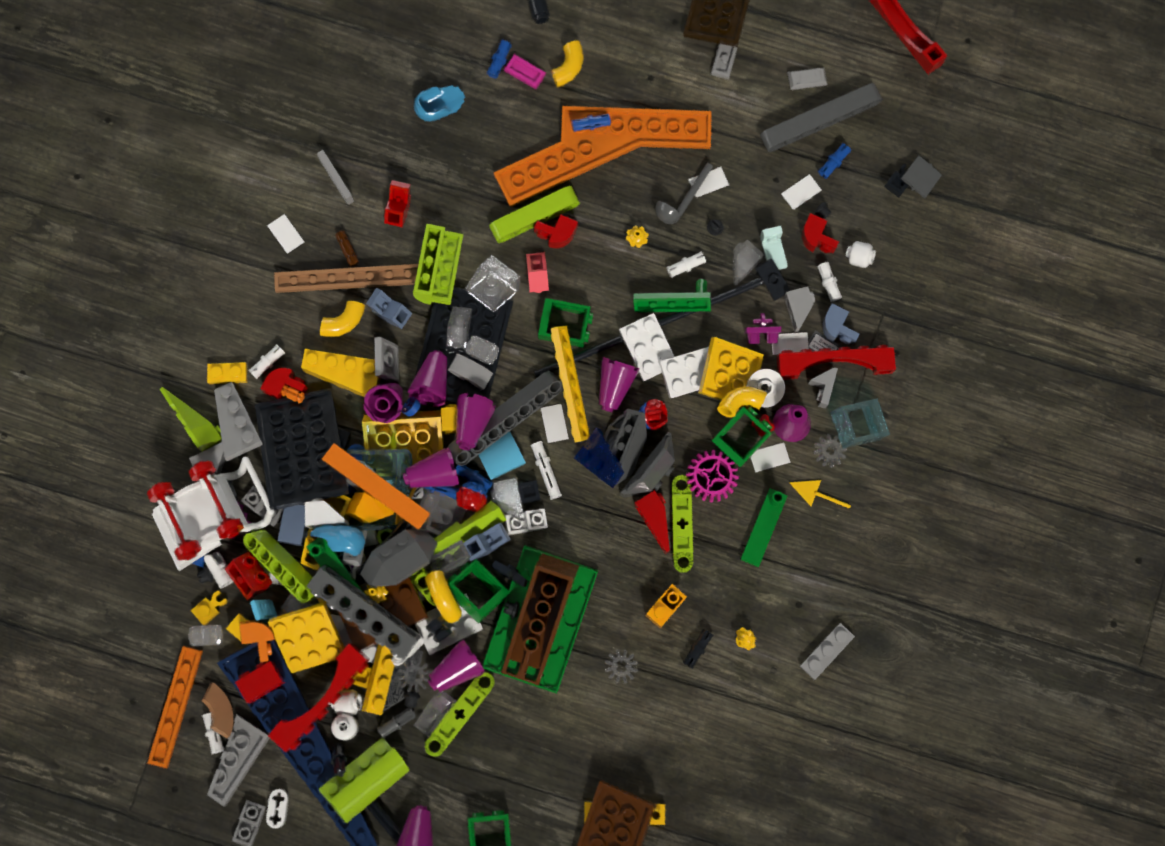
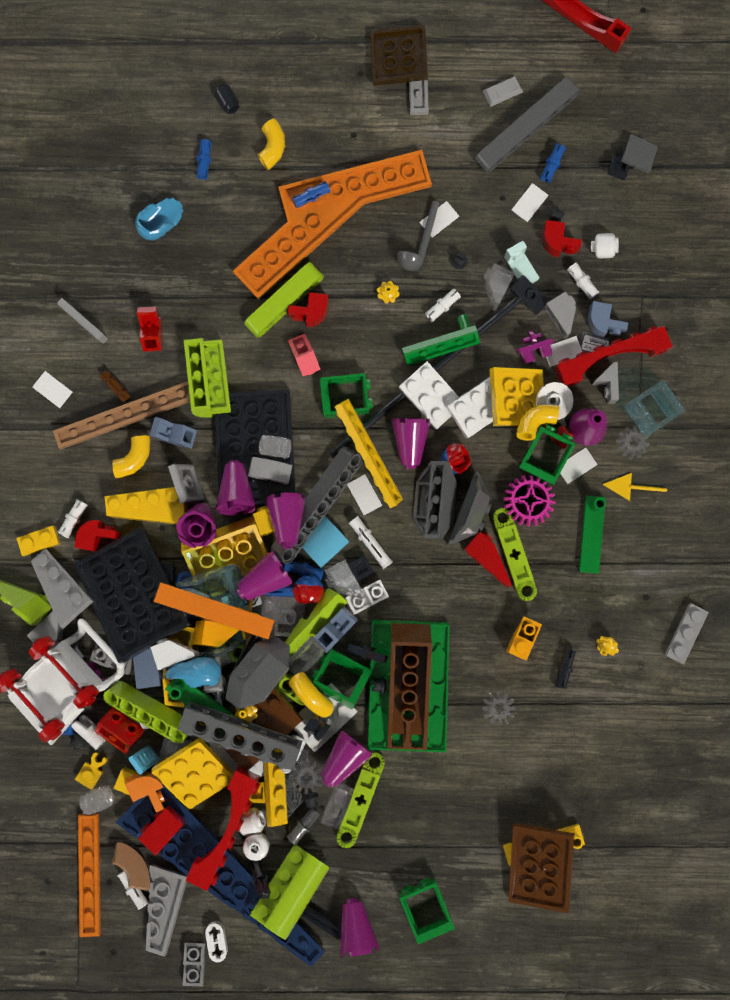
camera: 10 degrees left, 5 degrees up
(292, 394) = (107, 543): orange piece -> none
(411, 406) = (224, 522): blue tile -> none
(459, 327) = (245, 431): clear slope -> none
(493, 283) = (265, 378): clear slope -> none
(525, 71) = (232, 164): dark pink tile -> none
(599, 459) = (419, 518): clear blue wing -> none

